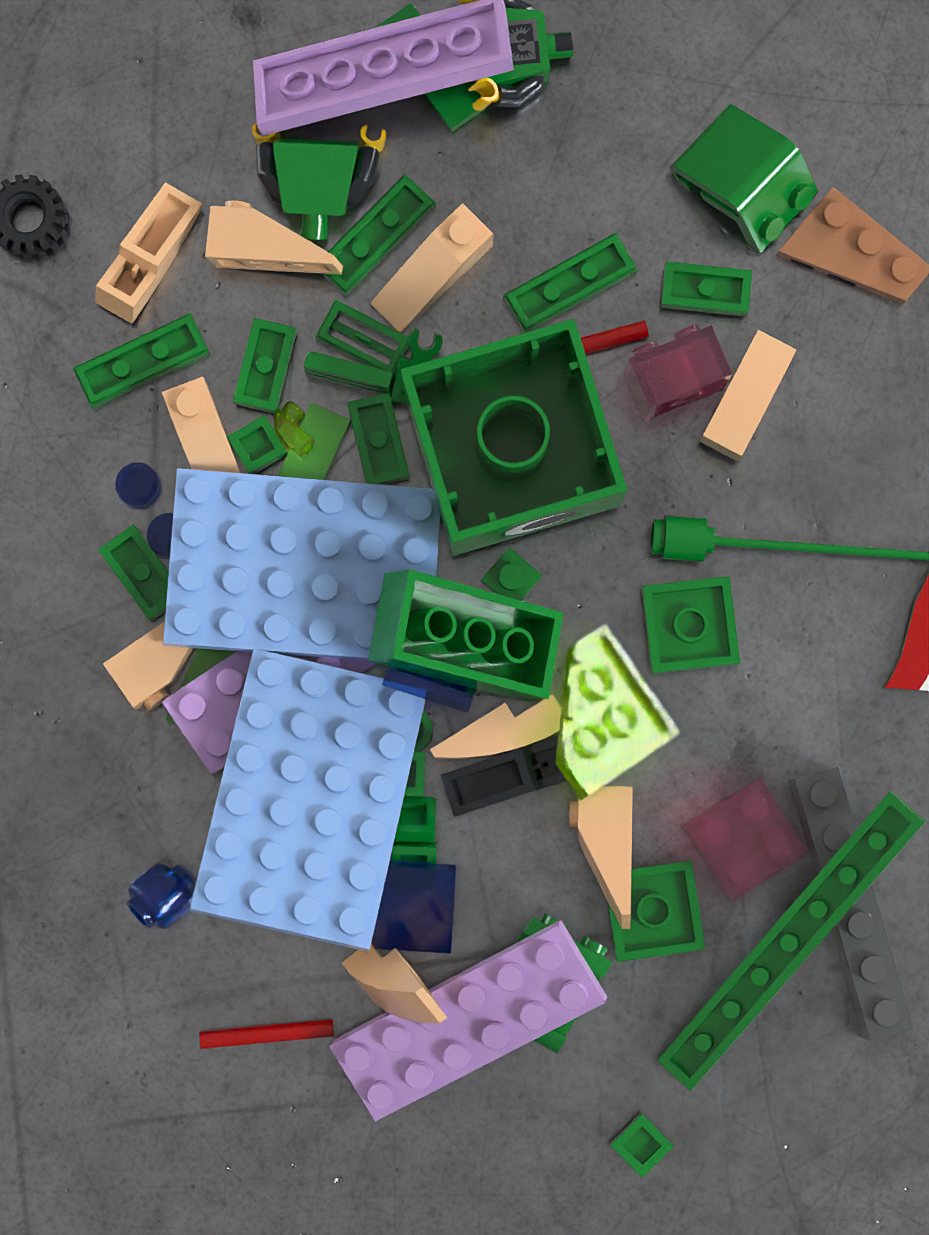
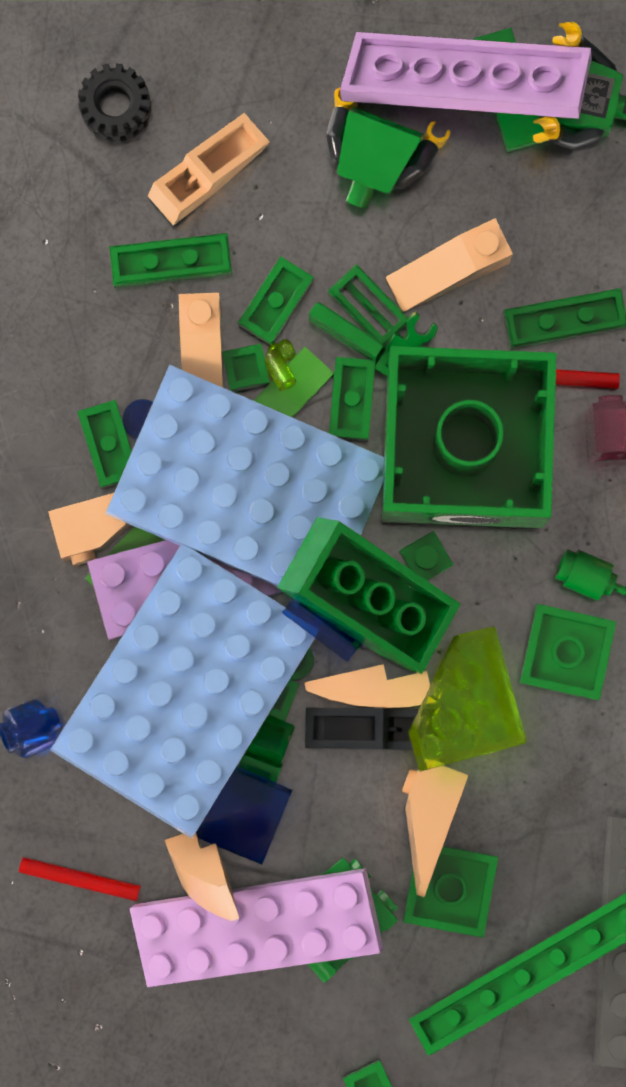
camera: 20 degrees right, 0 degrees up
(137, 484) = (130, 366): clear blue plate -> none
(252, 241) = (301, 188): light nougat slope -> none
(379, 233) = (410, 219): green tile -> none
(744, 839) = (550, 854): clear pink brick -> none

